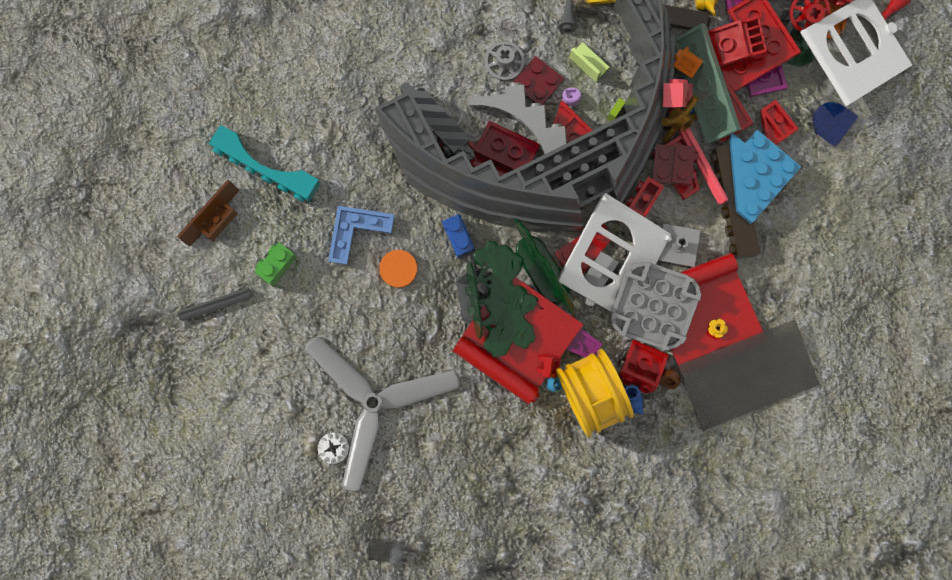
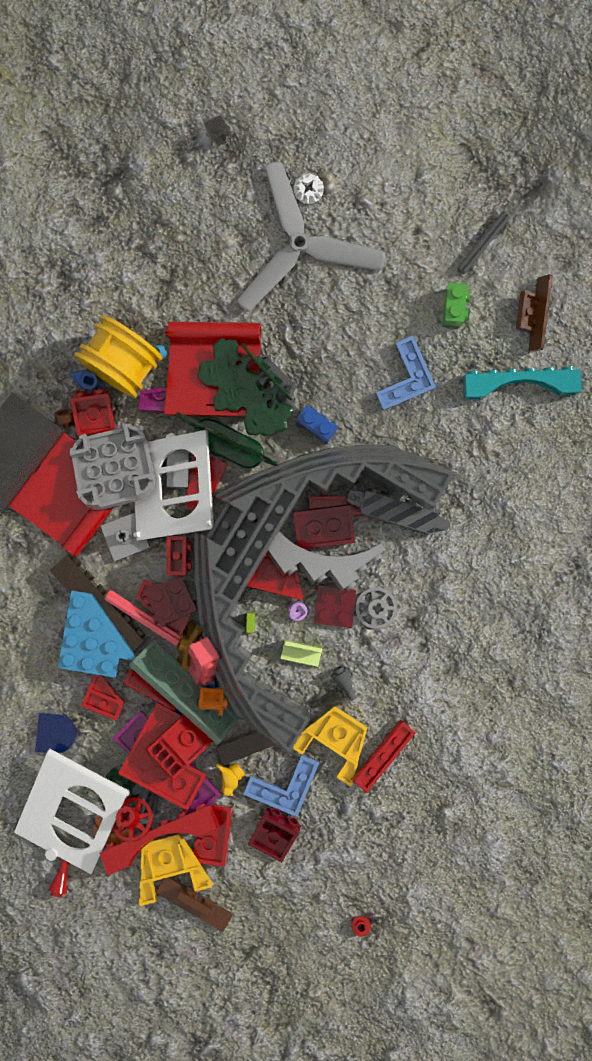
camera: 150 degrees right, 5 degrees up
(398, 268) = (350, 367): orange tile -> none
(551, 363) = (170, 361): red tile -> none
(717, 323) = (48, 488): yellow plate -> none

